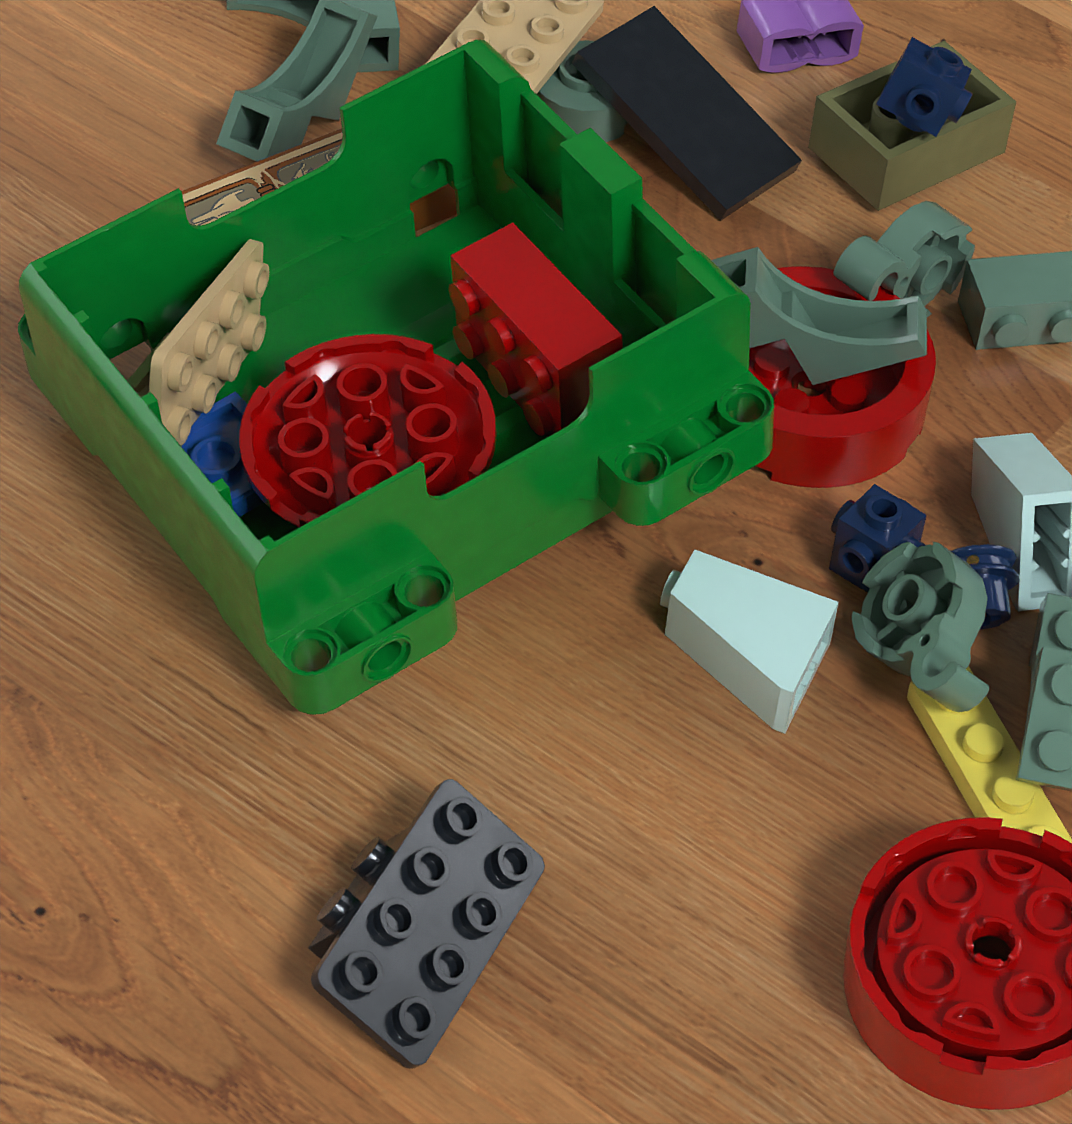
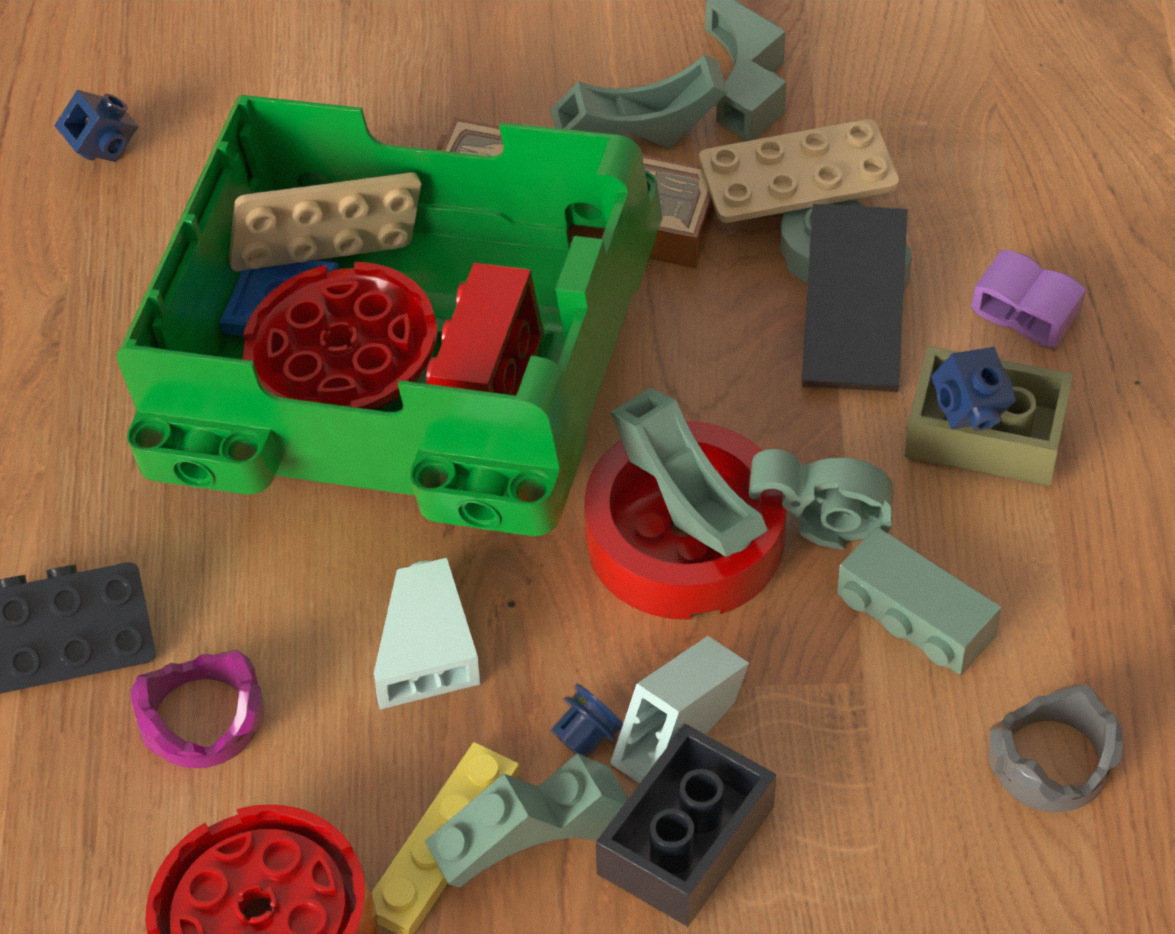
camera: 55 degrees right, 5 degrees up
(660, 905) = (228, 667): none -> magenta piece
(870, 530) = (569, 646): dark blue brick -> none
(924, 620) = (504, 714): sand green piece -> none

